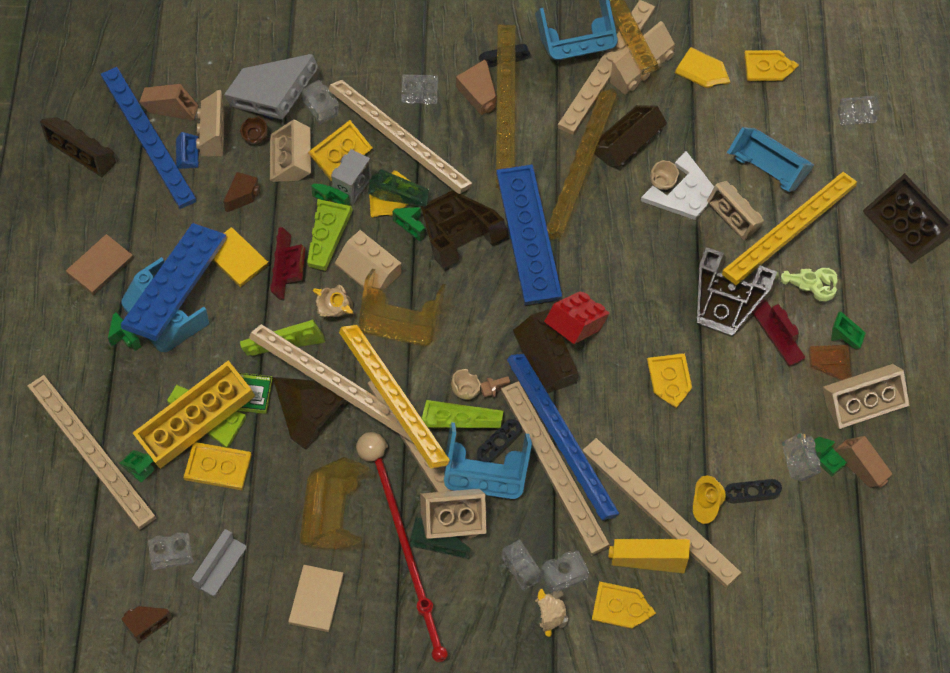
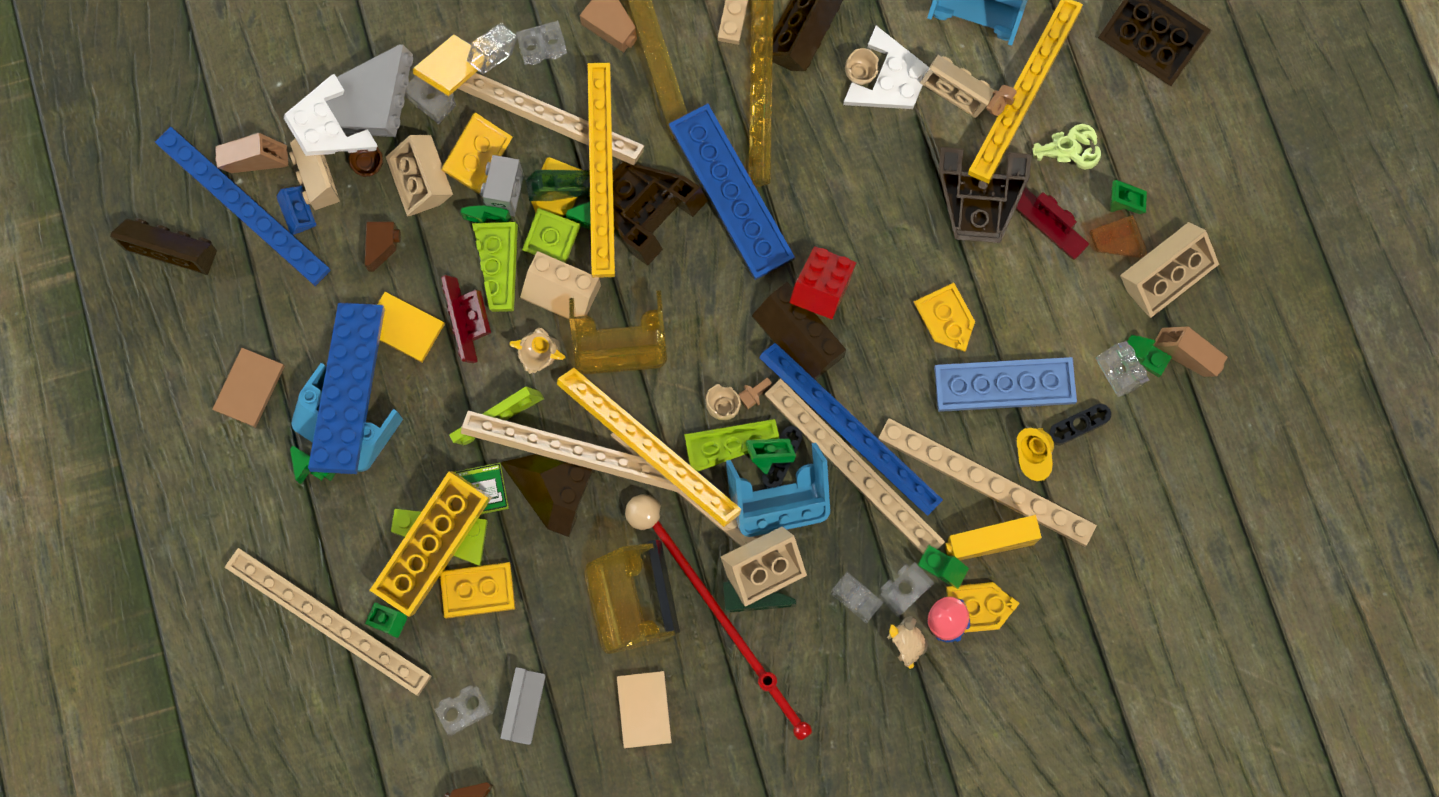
camera: 15 degrees left, 15 degrees up
(225, 91) = (317, 127): none -> white wing
(344, 83) = (447, 66): none -> yellow tile
(367, 507) = (663, 587): none -> black tile
(376, 224) = (551, 235): none -> lime tile
(379, 80) = (491, 48): none -> clear brick
(430, 187) = (601, 170): none -> yellow plate
(486, 428) = (770, 451): none -> green slope
(591, 605) = (949, 619): none -> coral hair
(601, 563) = (943, 566): none -> green slope
(701, 441) = (1005, 384): none -> medium blue plate
(766, 226) = (1000, 99): none -> medium nougat piece

